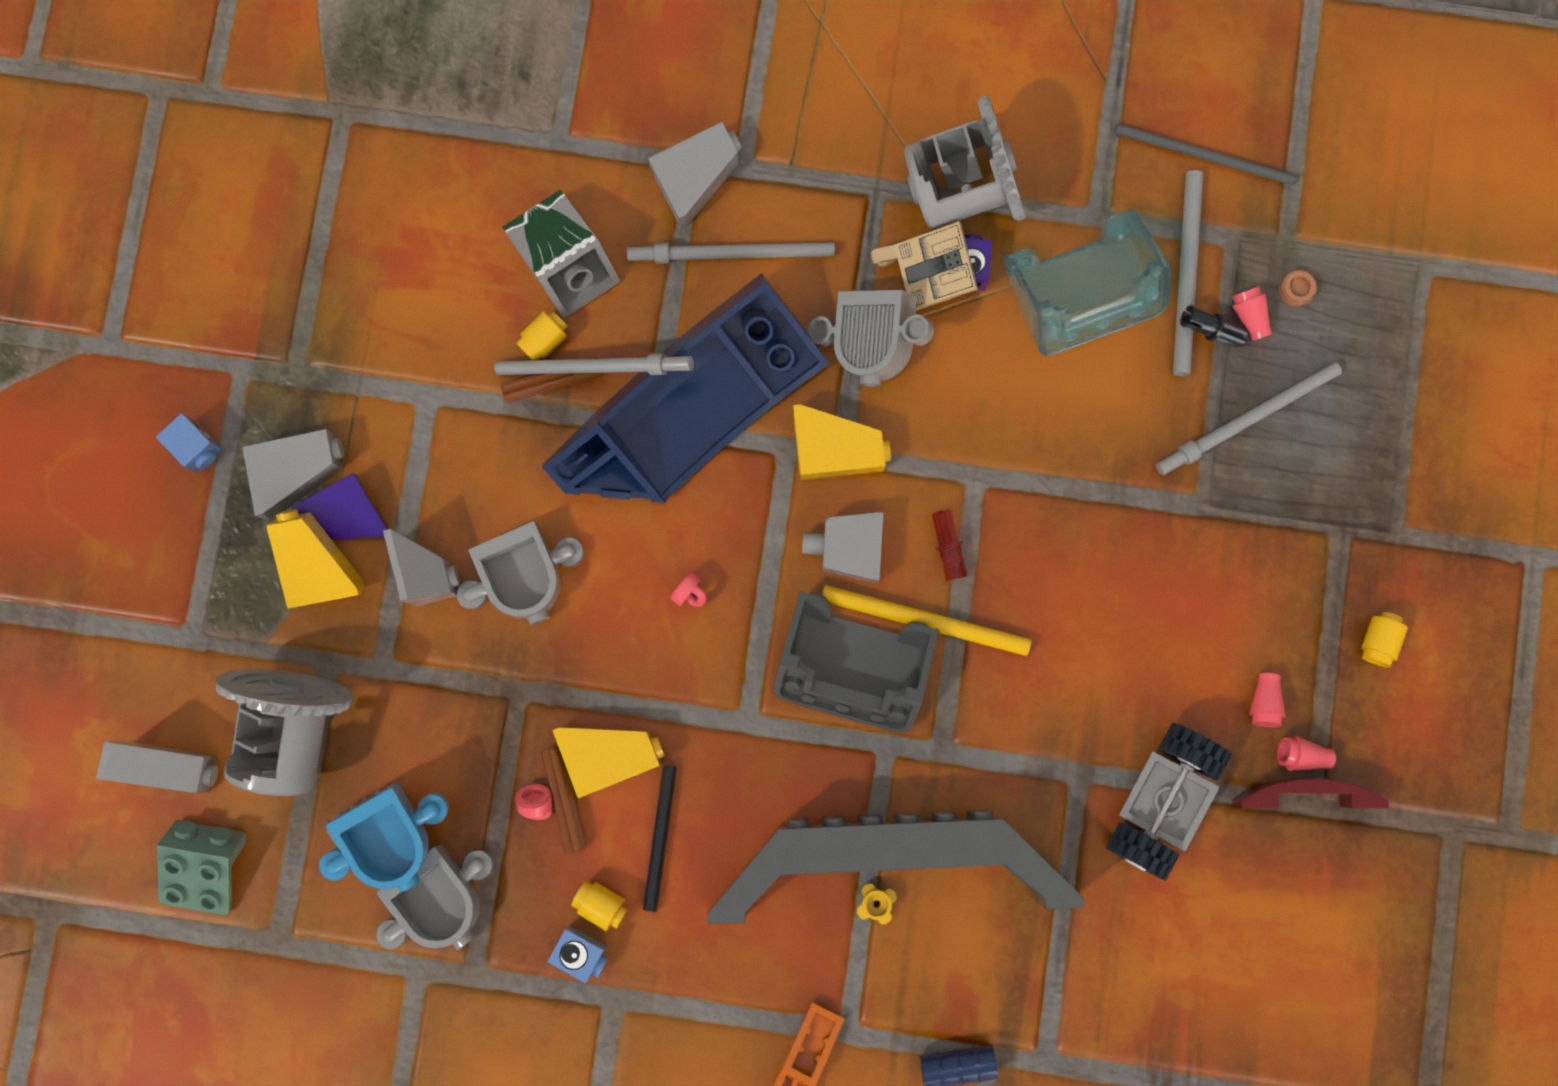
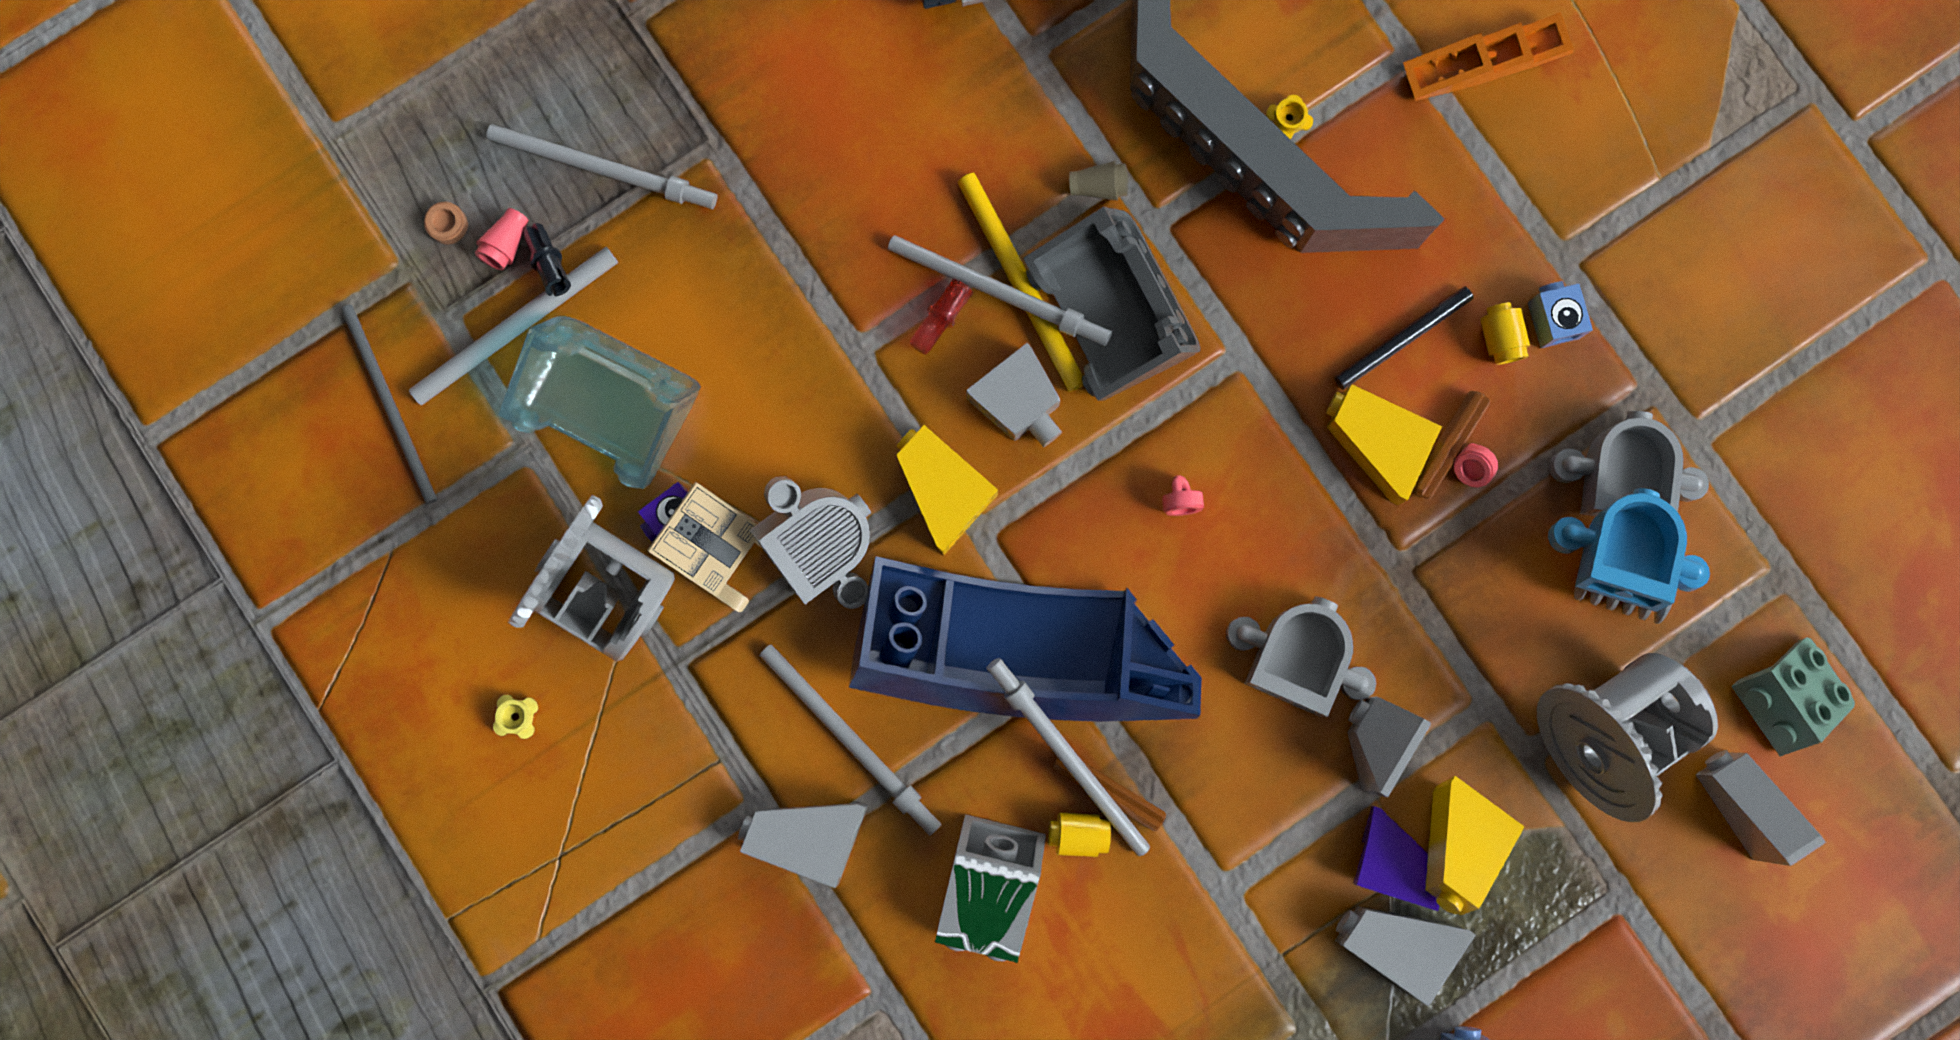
camera: 135 degrees left, 0 degrees up
(868, 622) = (1069, 321): none -> light grey bar
(933, 56) = (506, 708): none -> light yellow plate
(945, 734) = (1100, 181): none -> dark tan cone

